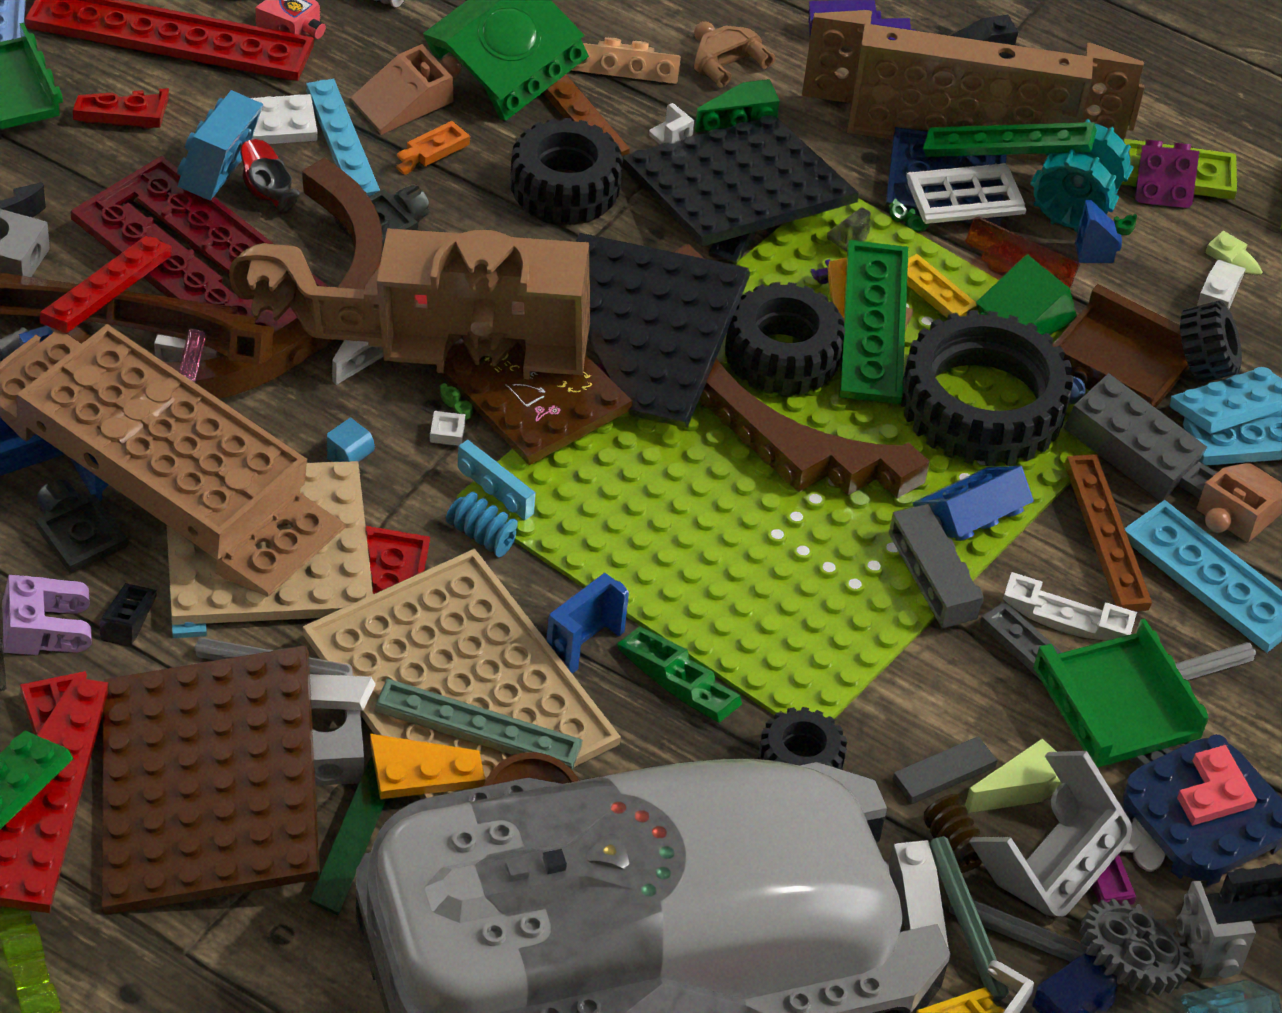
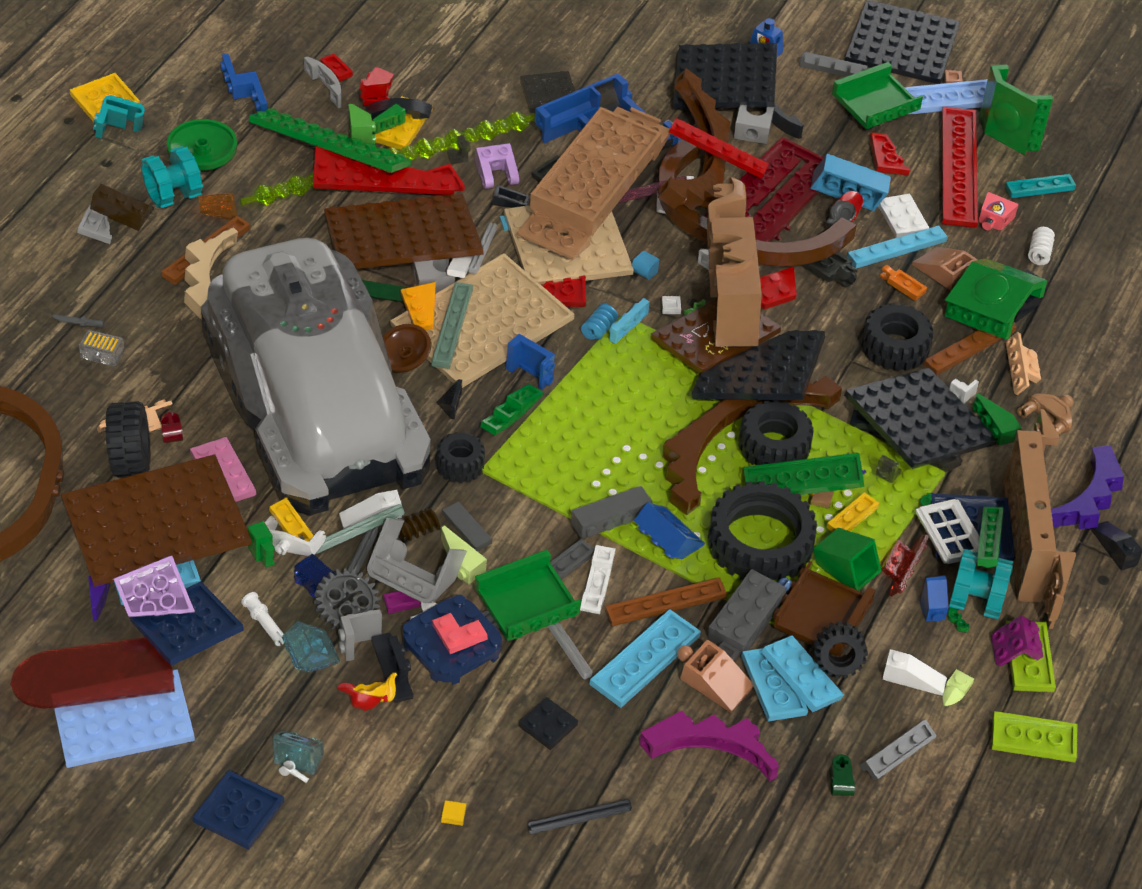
camera: 85 degrees right, 0 degrees up
(647, 749) = (450, 400): none -> black slope

